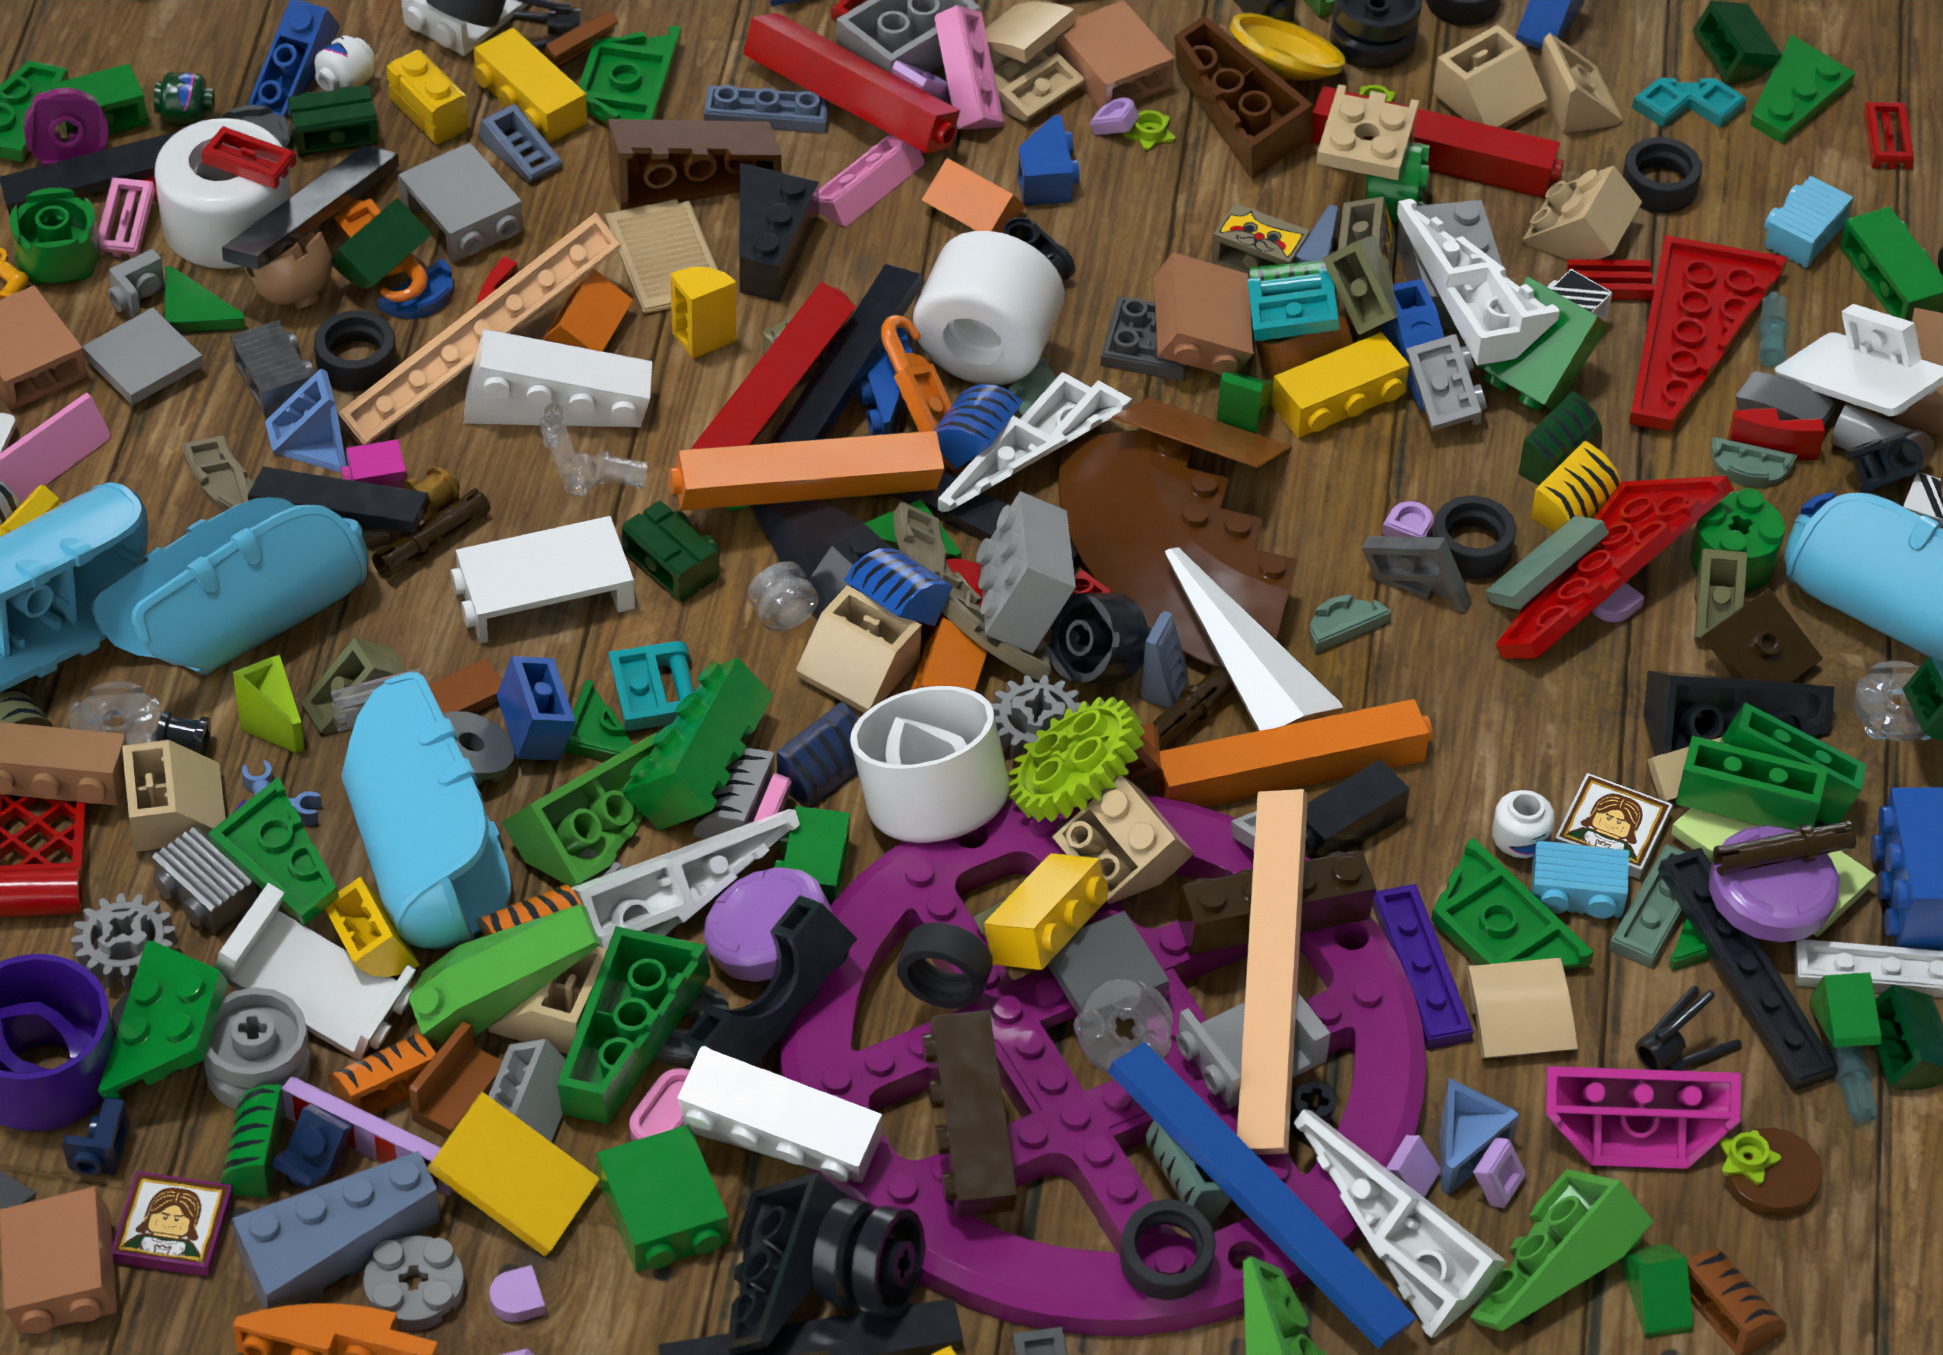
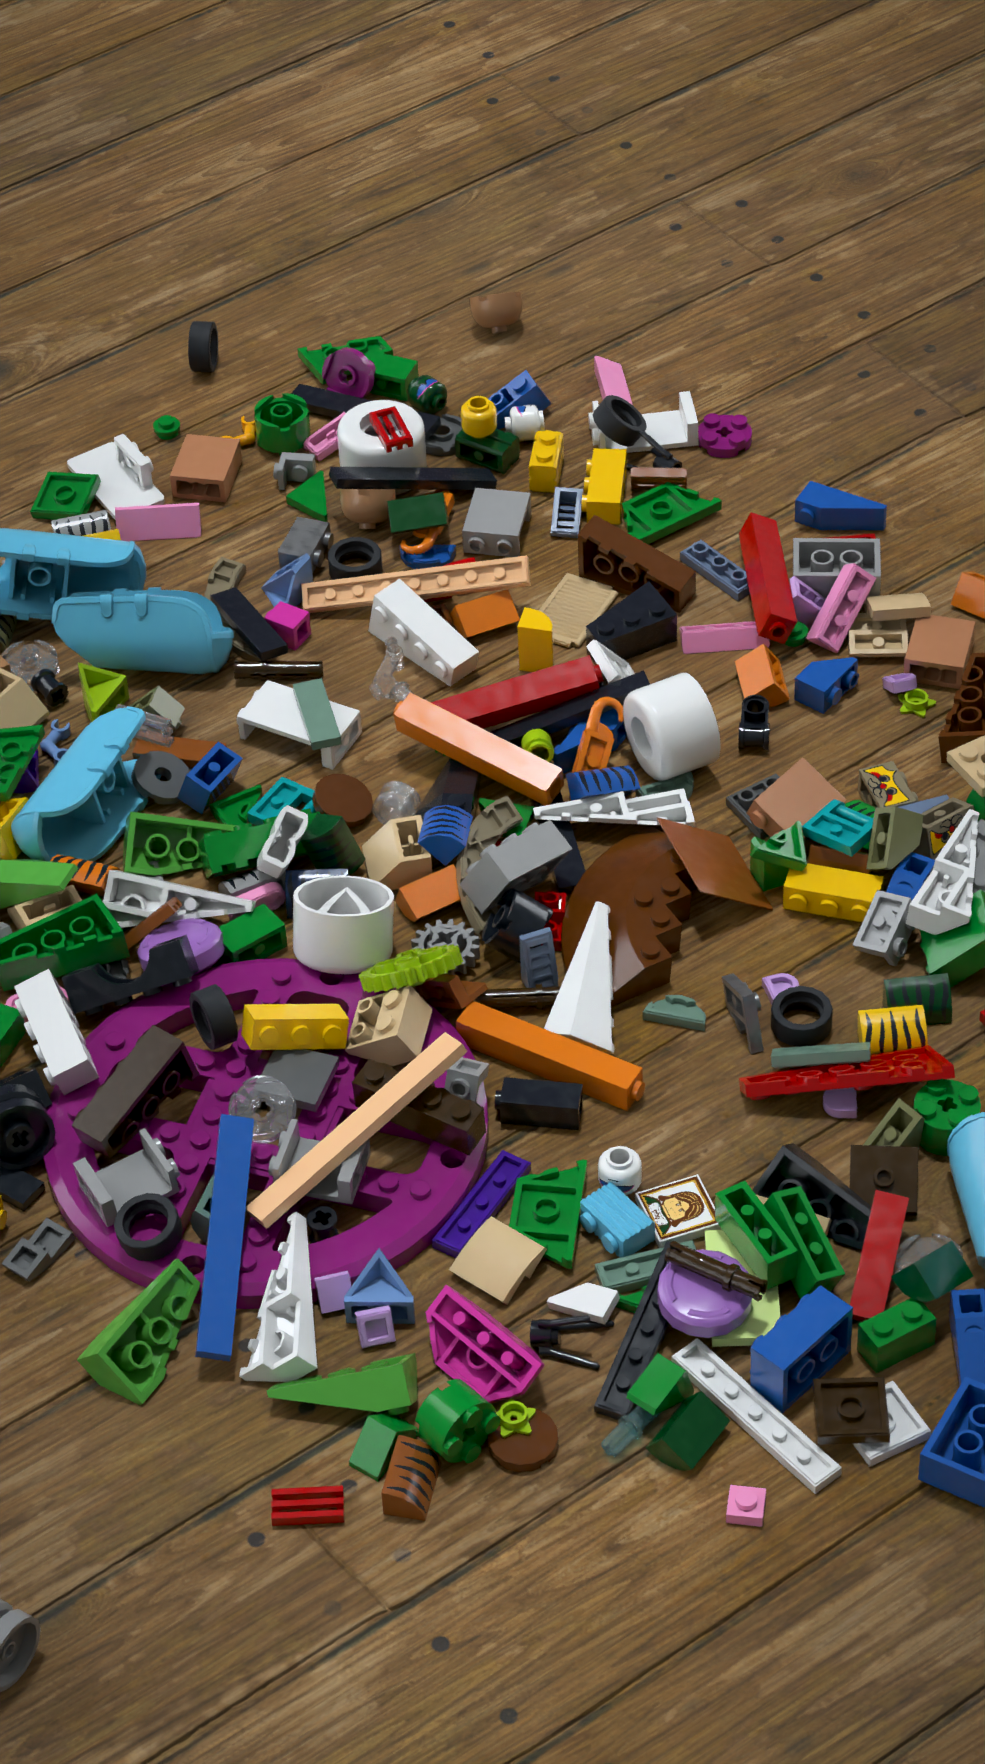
camera: 50 degrees right, 5 degrees down
(142, 356) = (255, 505): light grey tile -> none
(316, 84) = (478, 417): none -> yellow head
(441, 487) = (302, 649): pearl gold brick -> none
(574, 550) = (317, 714): none -> sand green tile
(671, 550) = (376, 750): dark green brick -> none
(702, 907) = (152, 921): none -> dark orange tile
(710, 631) = (343, 797): none -> reddish brown tile
(759, 715) = (282, 841): none -> white brick
(792, 686) = (332, 844): none -> dark green brick
(810, 279) = (611, 665): none -> white tile
(859, 421) = (538, 743): none -> lime brick
(1075, 1215) = (135, 1175): none -> light grey panel
(1265, 364) = (784, 849): none -> green tile
(1657, 984) = (586, 1300): none -> white tile
(1721, 1201) = (456, 1422): none -> green brick
(1857, 721) = (878, 1255): none -> red tile

